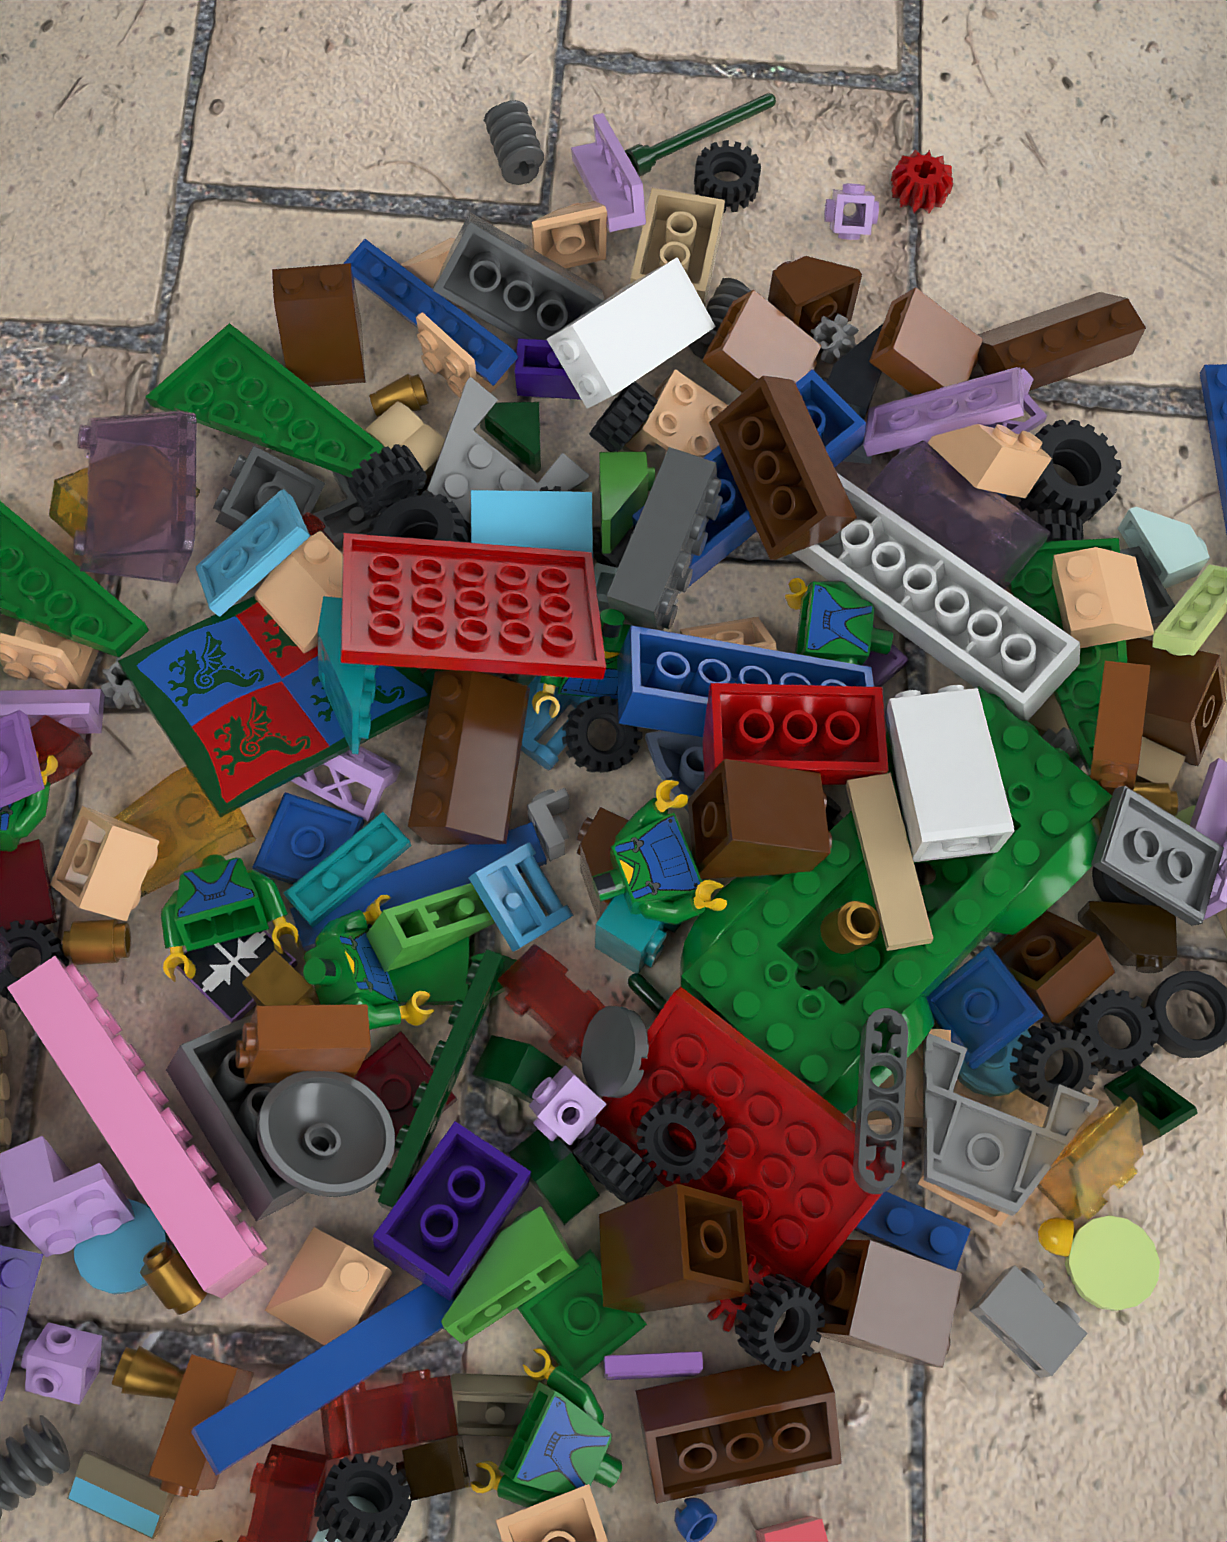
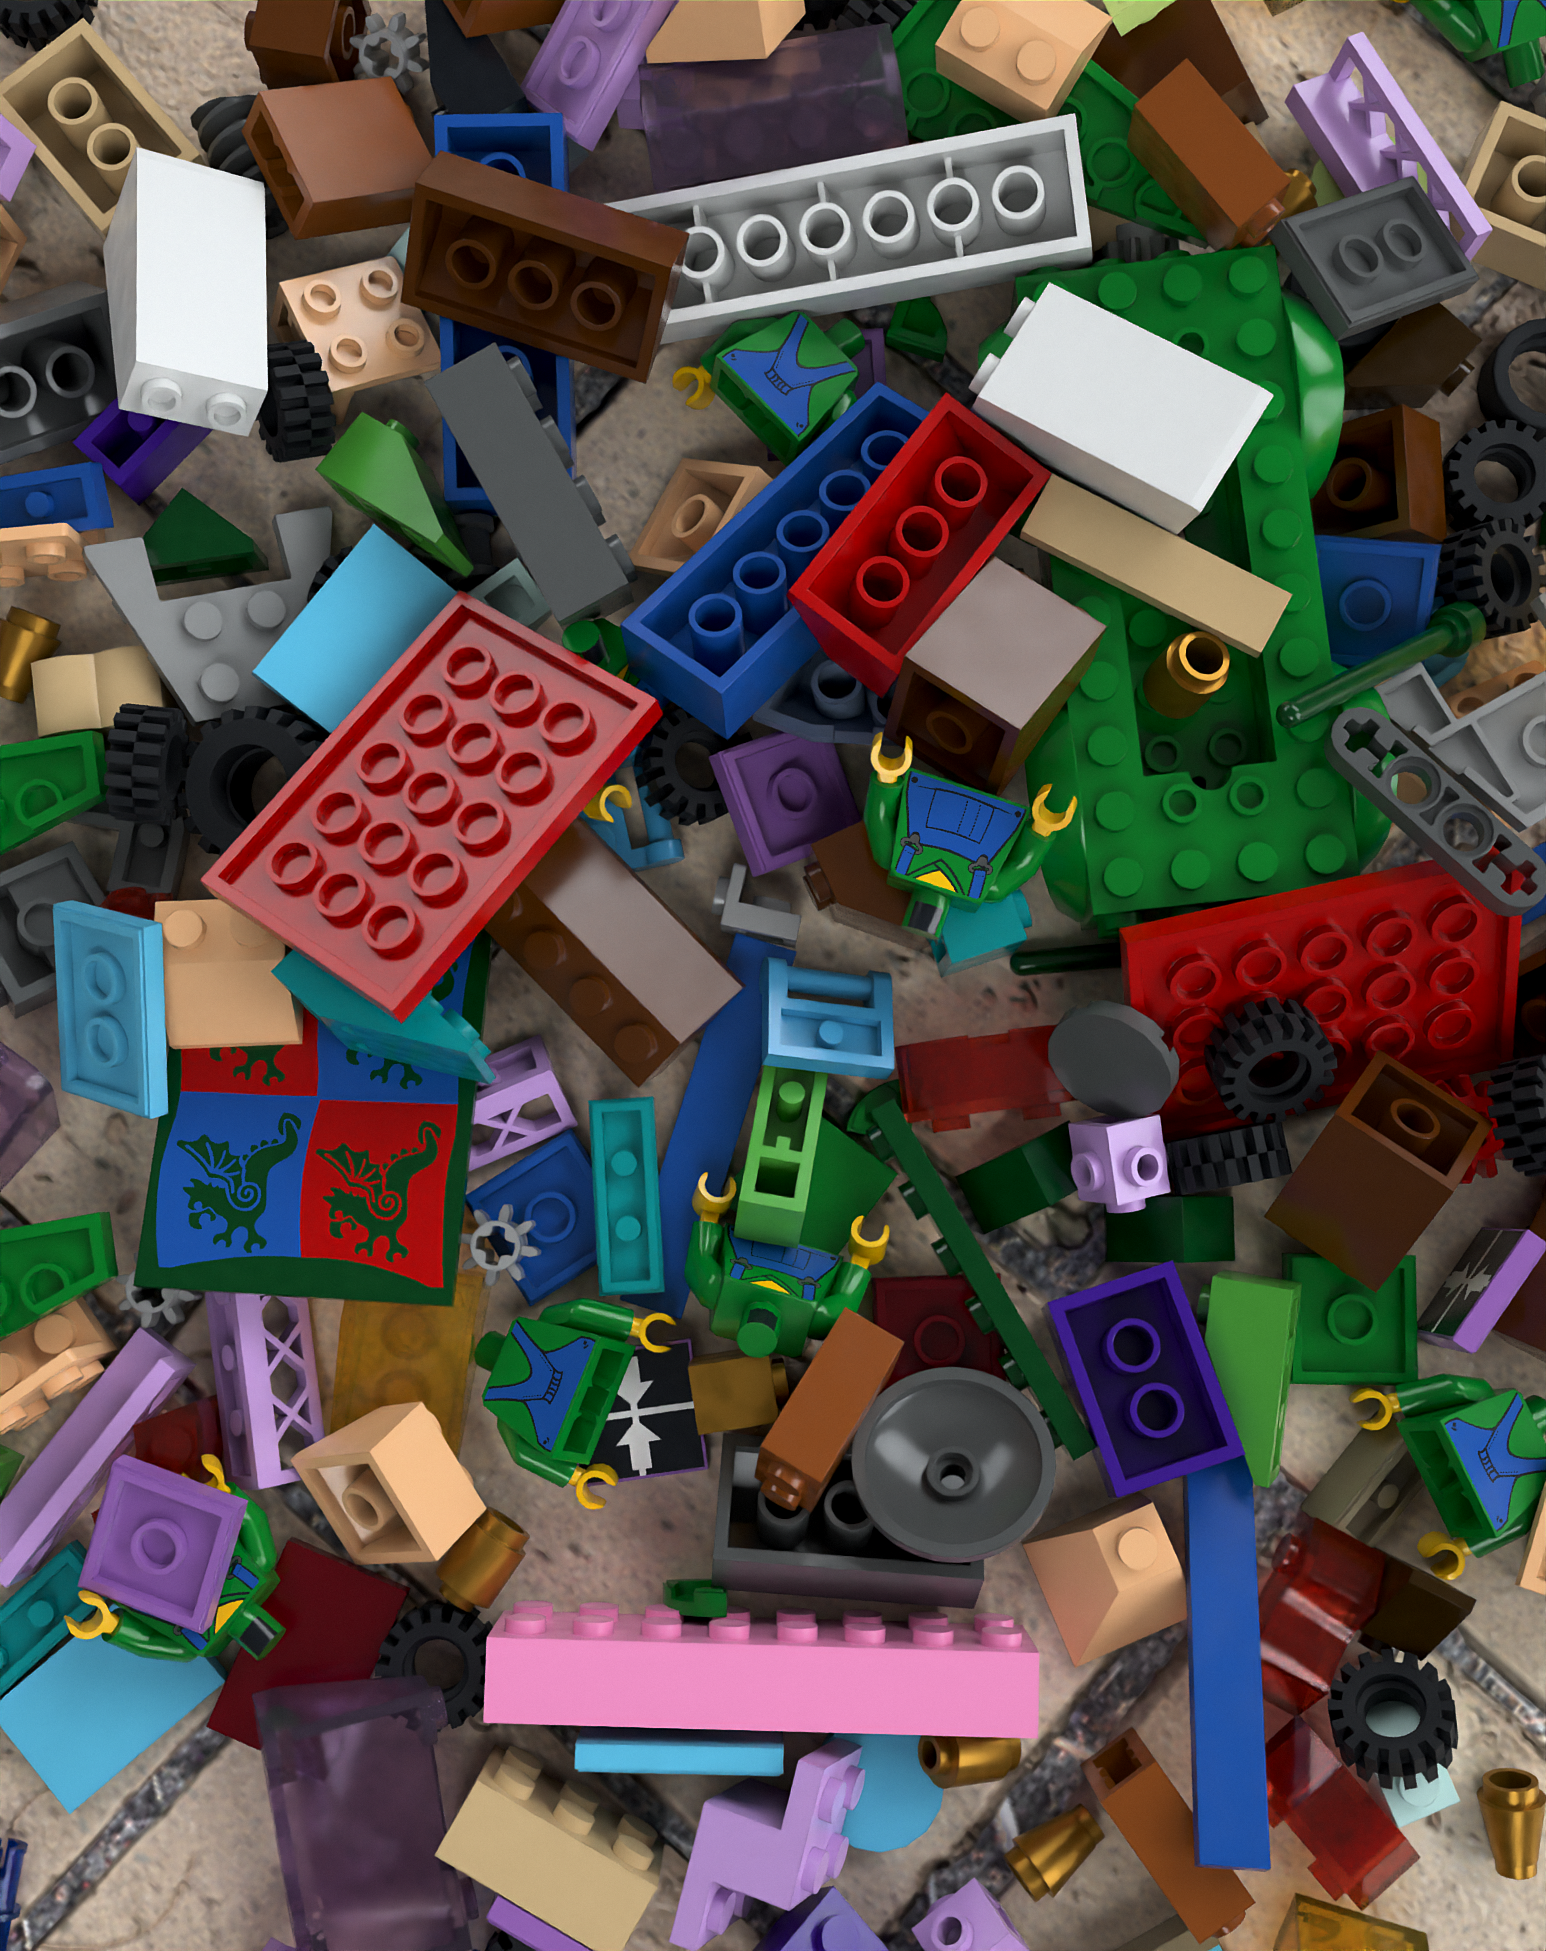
camera: 50 degrees left, 15 degrees up
(67, 1109) = (679, 1751): none -> medium azure tile
(106, 758) = (245, 1391): none -> lavender fence
(157, 1069) = (695, 1597): none -> green tile
(265, 811) = (484, 1256): none -> light grey gear
(616, 780) = (783, 797): none -> medium lavender tile
(925, 674) = (918, 329): none -> green tile
(1002, 1058) = (1450, 633): none -> dark green piece

